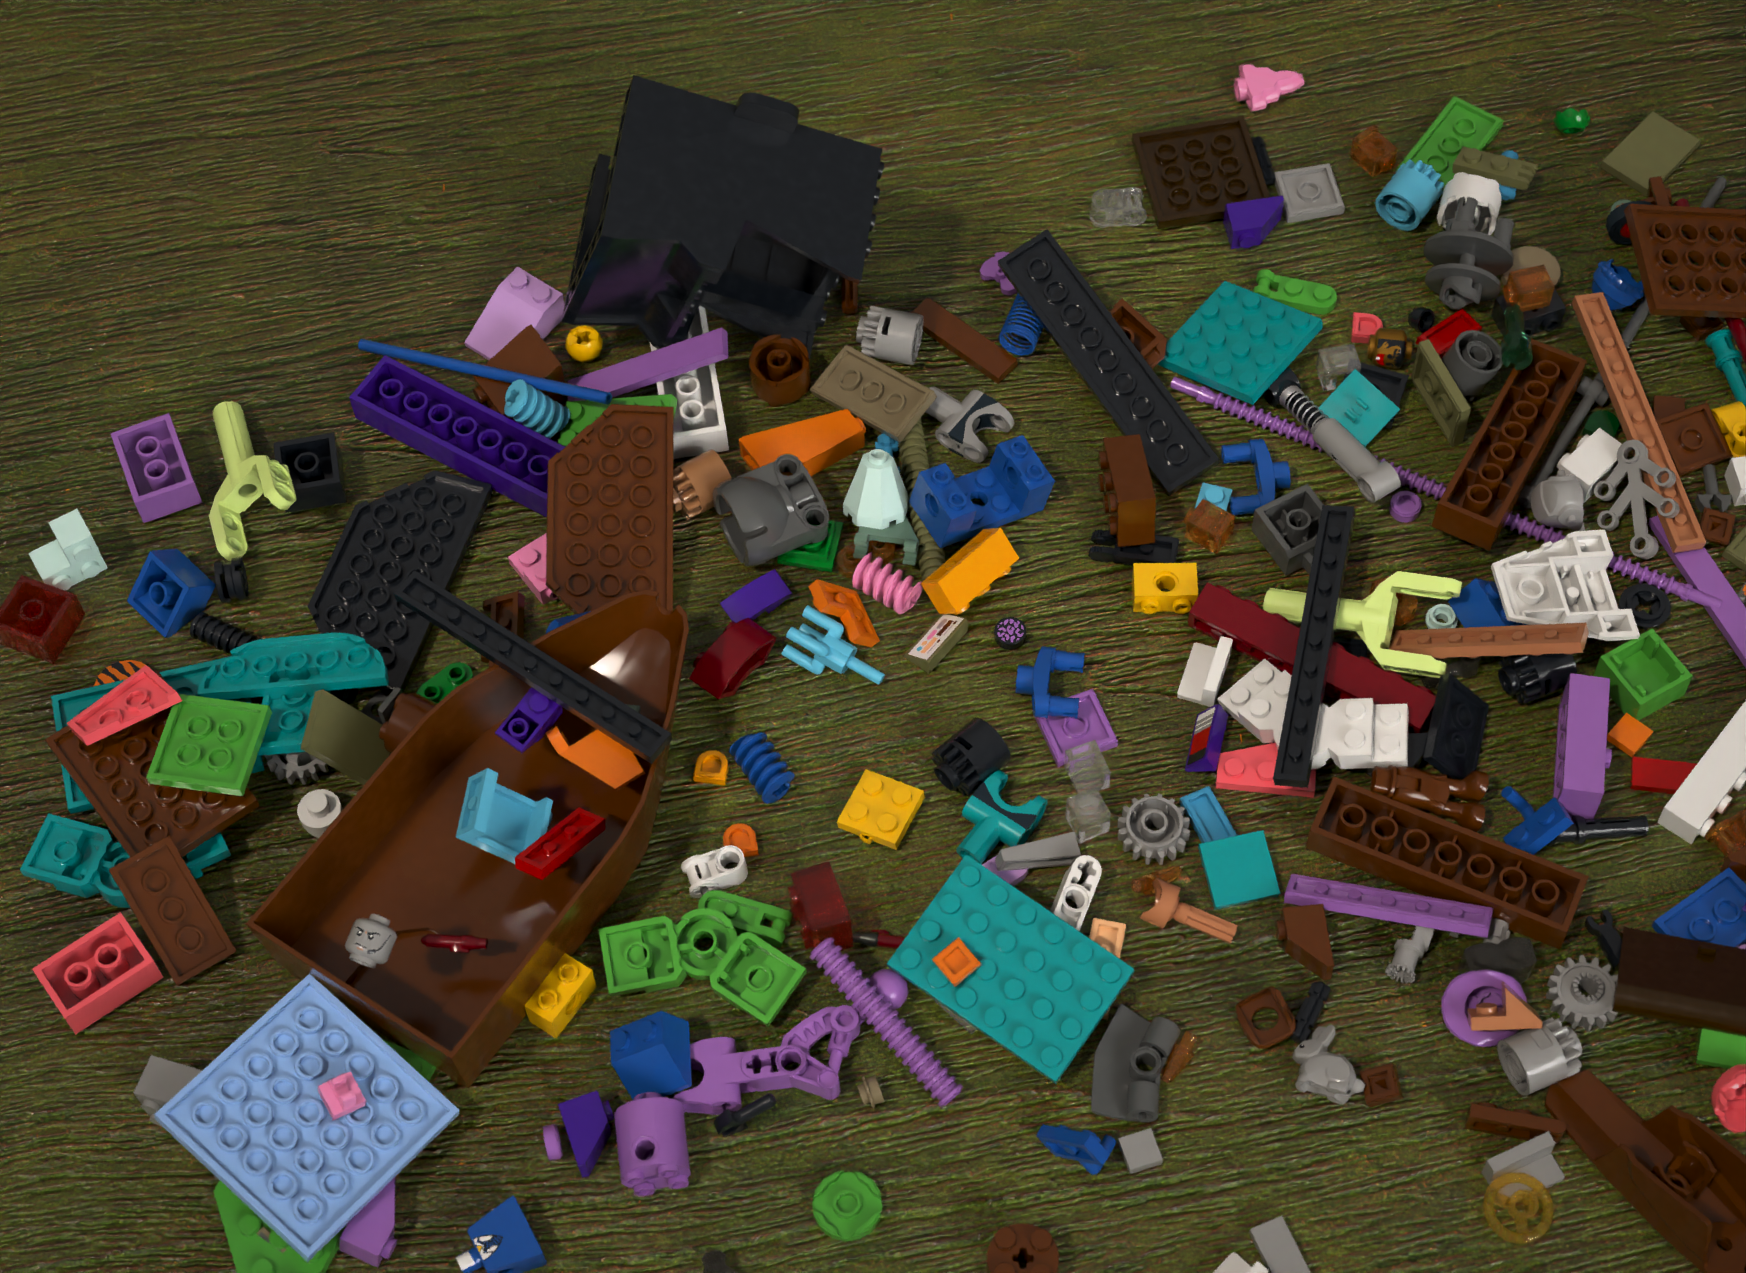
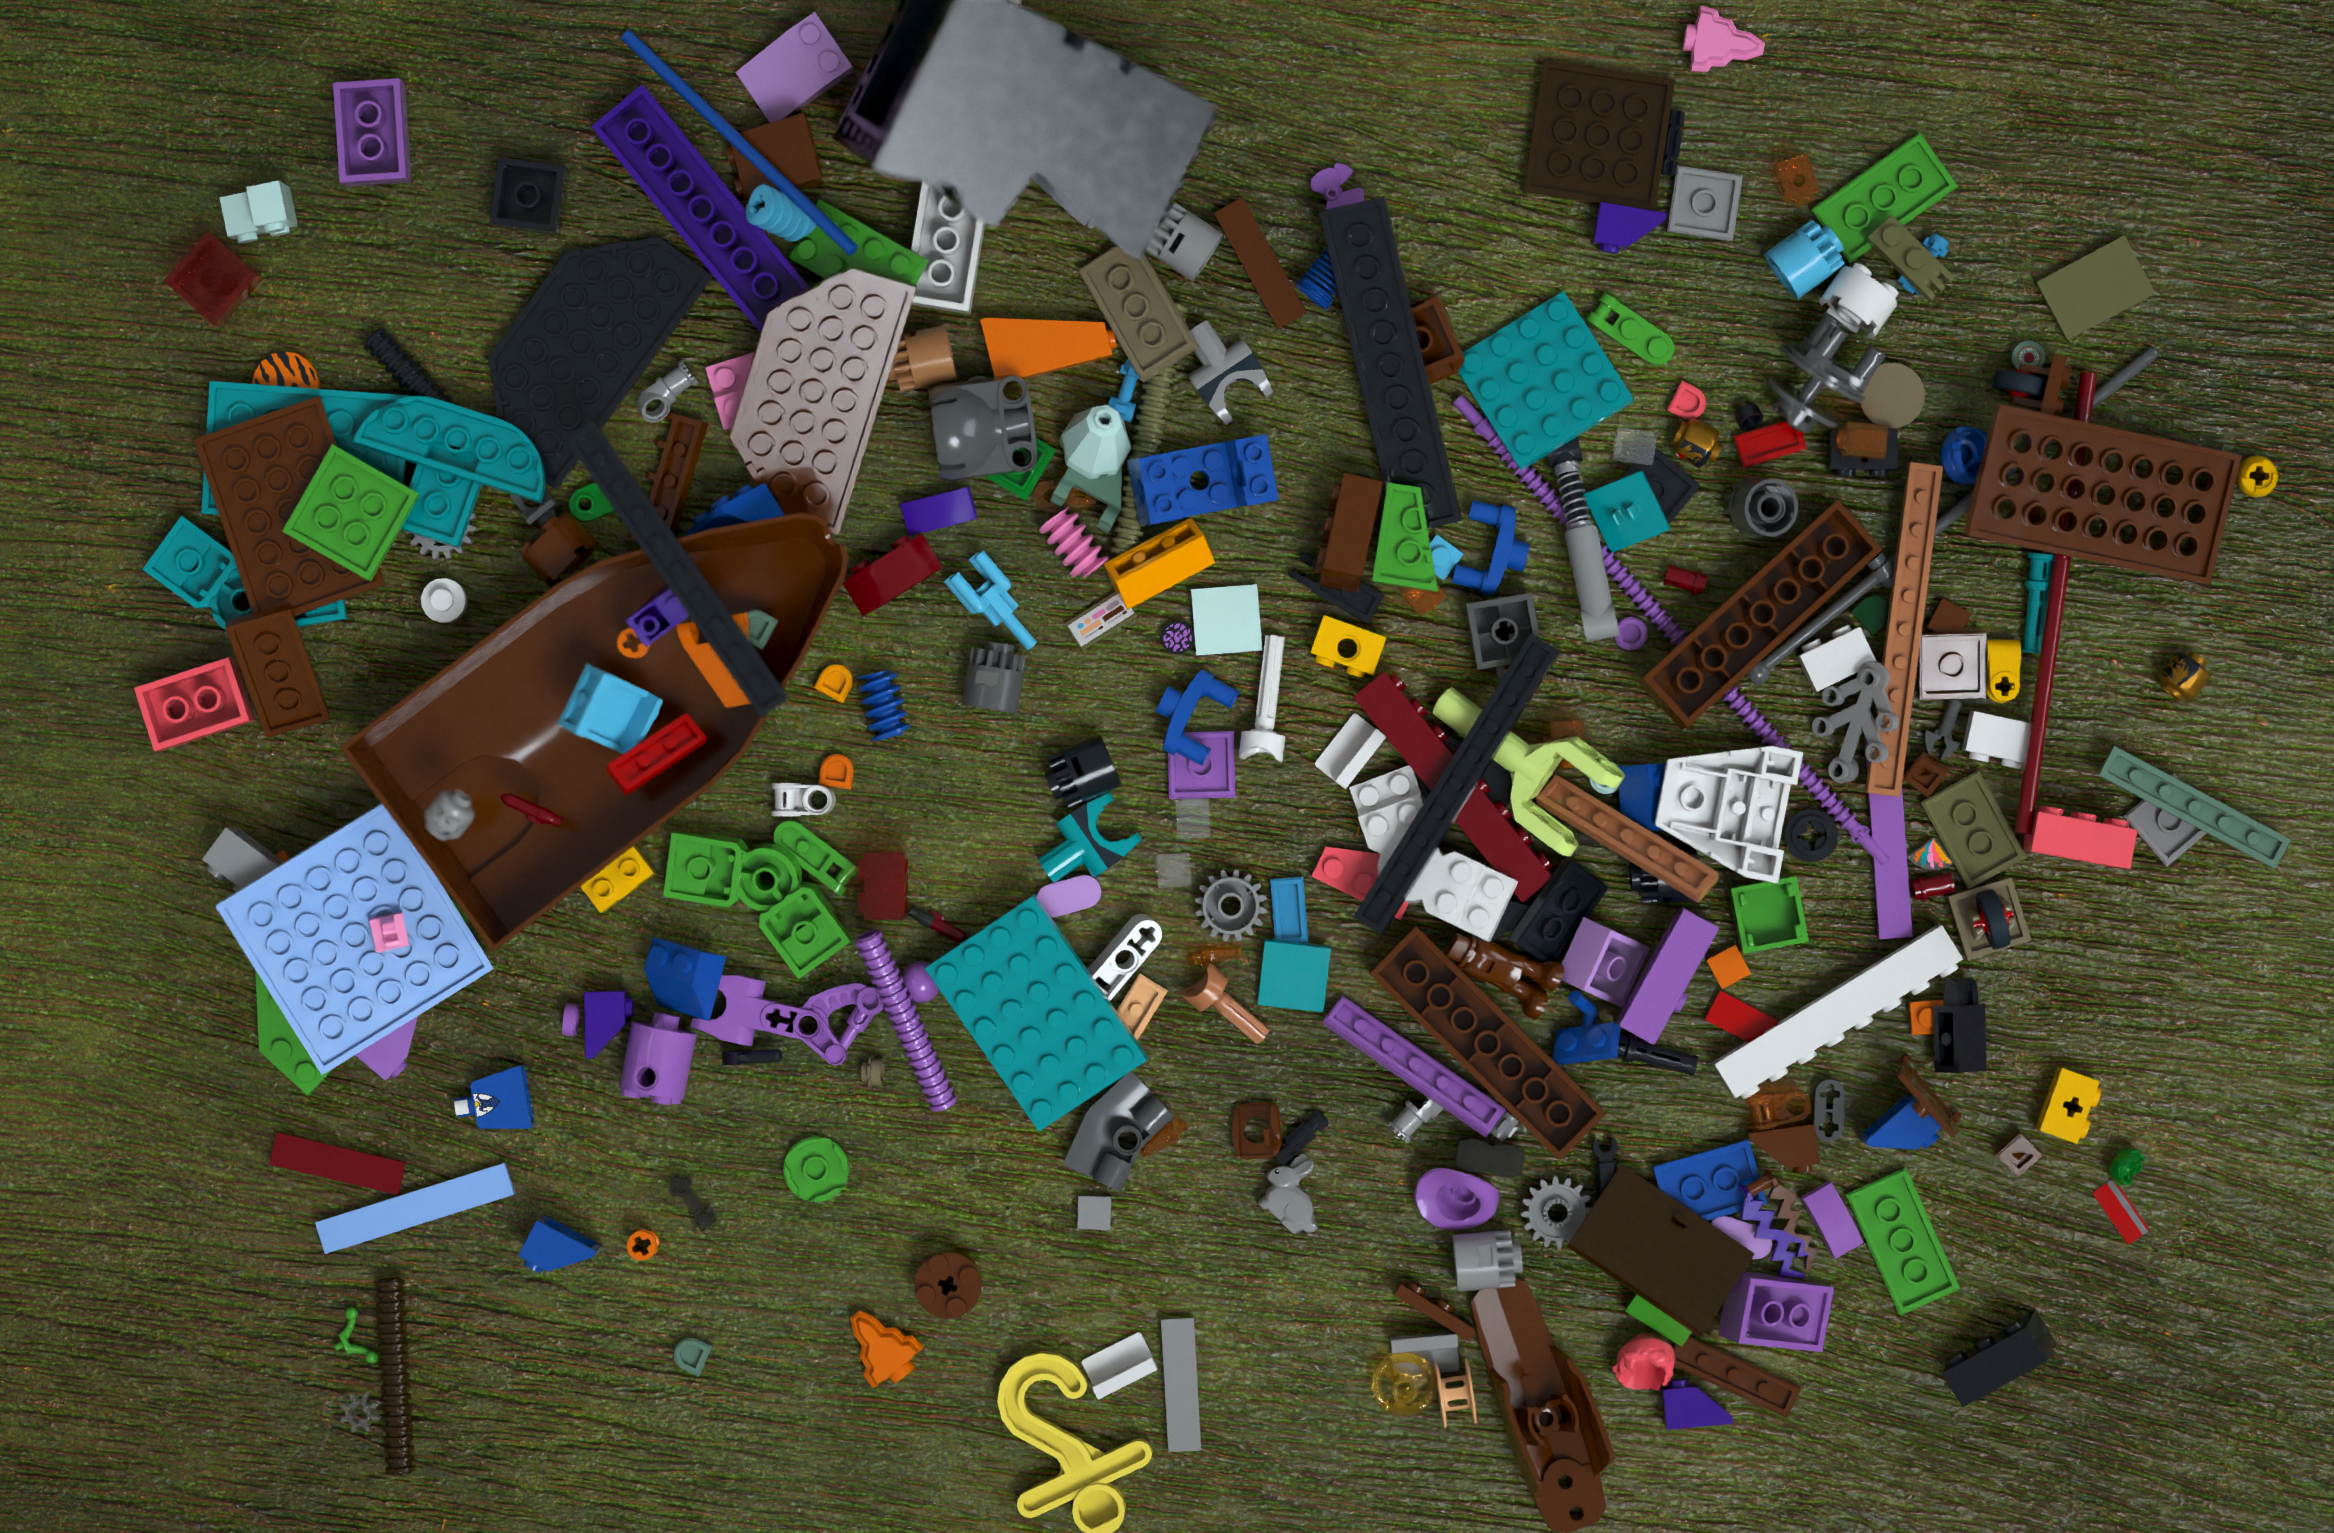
camera: 15 degrees right, 30 degrees up
(123, 706) = (278, 439): coral wing -> none
(170, 591) = (355, 287): blue slope -> none
(231, 580) = (418, 300): black wheel -> none
(246, 481) = (459, 187): yellowish green piece -> none
(343, 737) = (487, 543): olive tile -> none
(481, 580) = (665, 390): none -> light grey connector
(506, 767) = (624, 638): none -> orange bush
(657, 365) = (905, 206): medium lavender tile -> none
(779, 370) = (1036, 232): reddish brown brick -> none
(848, 606) = (1026, 556): orange plate -> none
(858, 710) = (994, 678): none -> dark grey gear
(880, 809) = (982, 787): yellow plate -> none
(956, 962) = (986, 997): orange tile -> none
(1047, 852) = (1121, 894): light grey piece -> none
(1048, 606) = (1226, 619): none -> light aqua tile
(1077, 1146) = (1039, 1204): blue plate -> none
(1115, 207) = (1492, 154): clear piece -> none
(1122, 681) = (1263, 738): none -> white piece
(1177, 485) = (1403, 541): none -> bright green wing
(1207, 740) = (1320, 829): dark purple slope -> none
(1307, 938) = (1327, 1066): reddish brown slope -> none
(1381, 1085) = (1334, 1230): reddish brown tile -> none
(1431, 449) = (1685, 579): none -> dark red pin
(1440, 393) = (1718, 526): olive tile -> none
(1512, 1015) = (1471, 1222): nougat slope -> none
(1516, 345) = (1813, 513): clear green piece -> none
(1516, 759) = (1603, 962): none -> lavender slope
(1559, 502) = (1776, 701): light grey helmet -> none
(1571, 121) = (2028, 218): green plate -> none
(1575, 1188) = (1455, 1393): none -> light nougat piece

